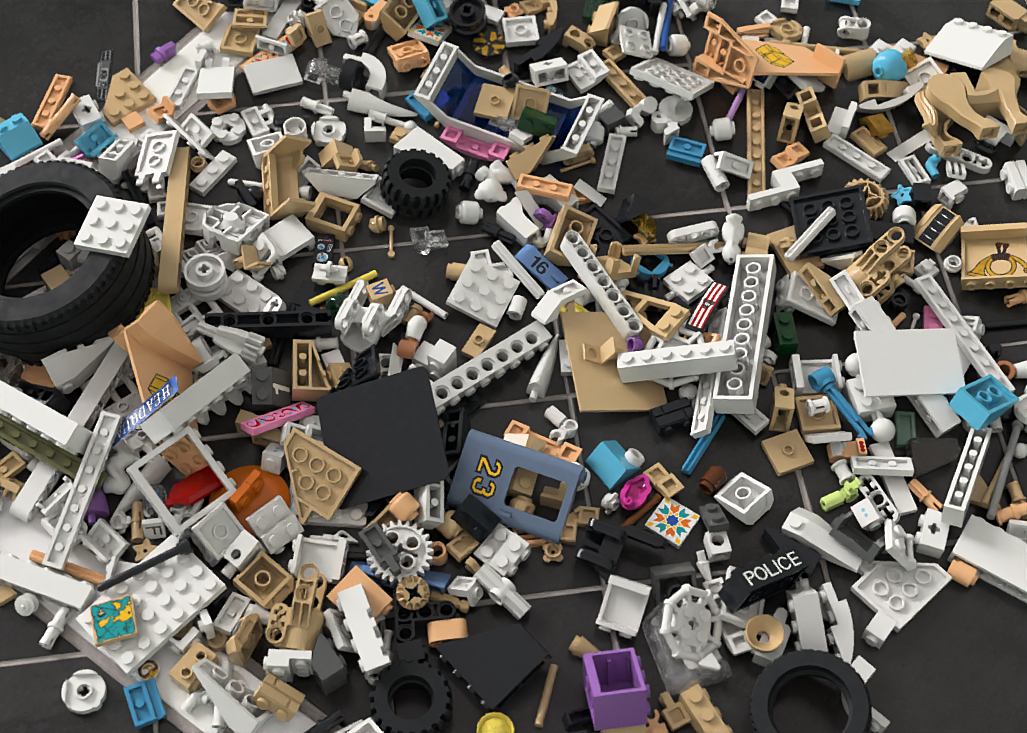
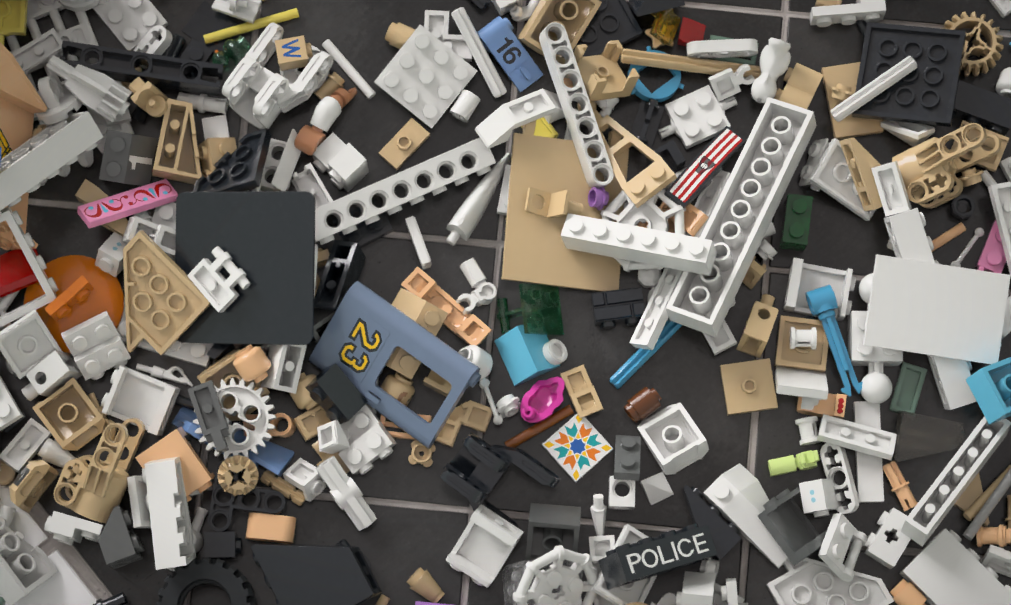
camera: 15 degrees right, 20 degrees up
(278, 341) = (148, 97): none -> tan hips
(278, 698) = (56, 566): tan brick -> none
(361, 455) = (213, 284): none -> white plate
(480, 551) = (332, 438): none -> white slope
(508, 403) = (418, 242): none -> white tile
(587, 493) = (484, 384): none -> white hinge
(613, 427) = (539, 310): none -> clear green plate
(663, 229) = (690, 31): none -> red slope
(742, 538) = (656, 488): none -> white slope

